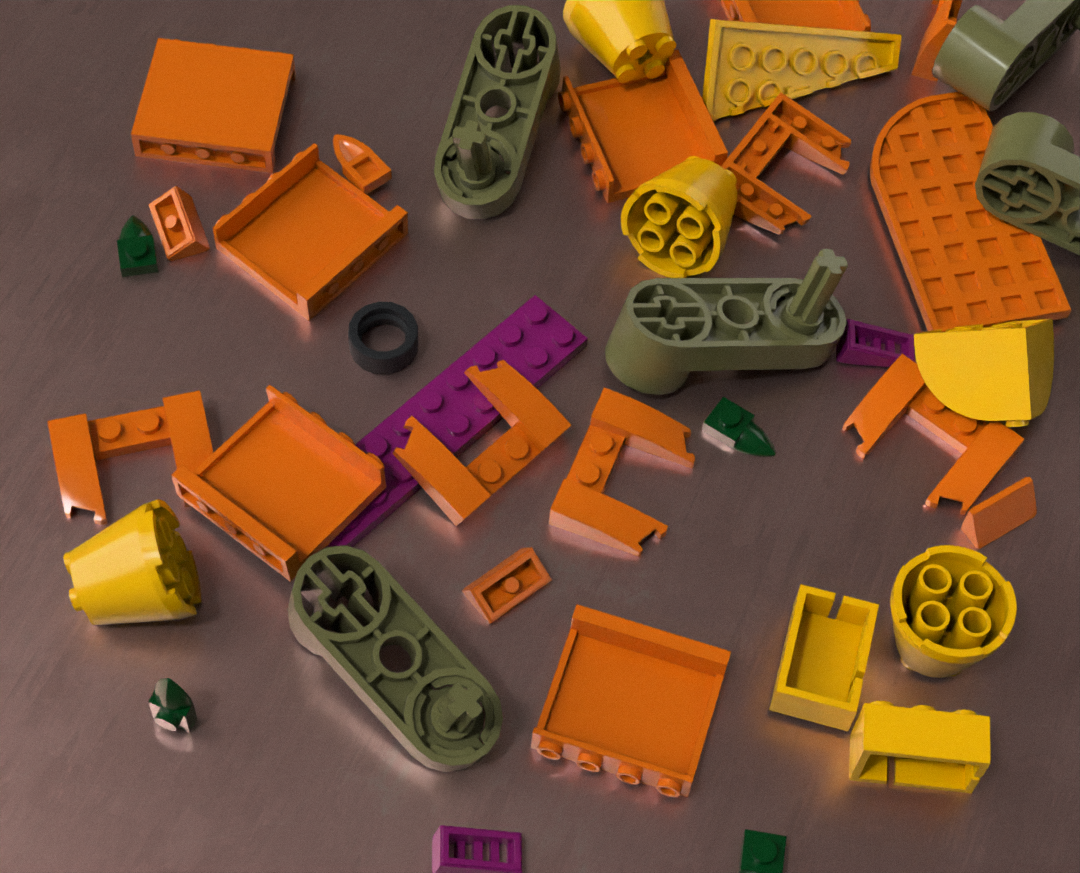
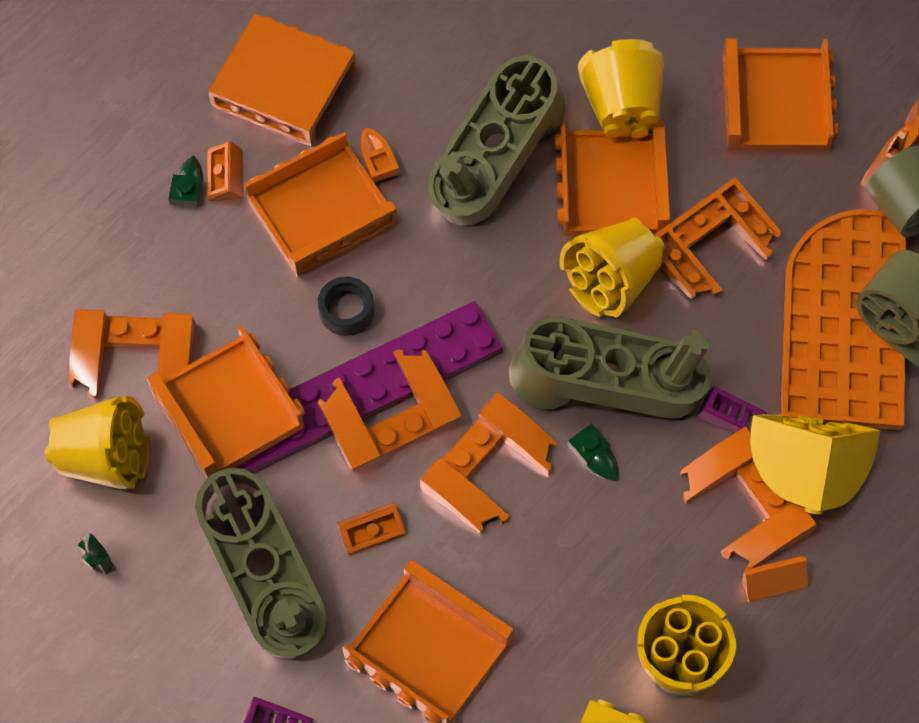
camera: 25 degrees right, 5 degrees up
(759, 60) = (728, 146): yellow wing -> none
(824, 658) = (584, 653): yellow piece -> none

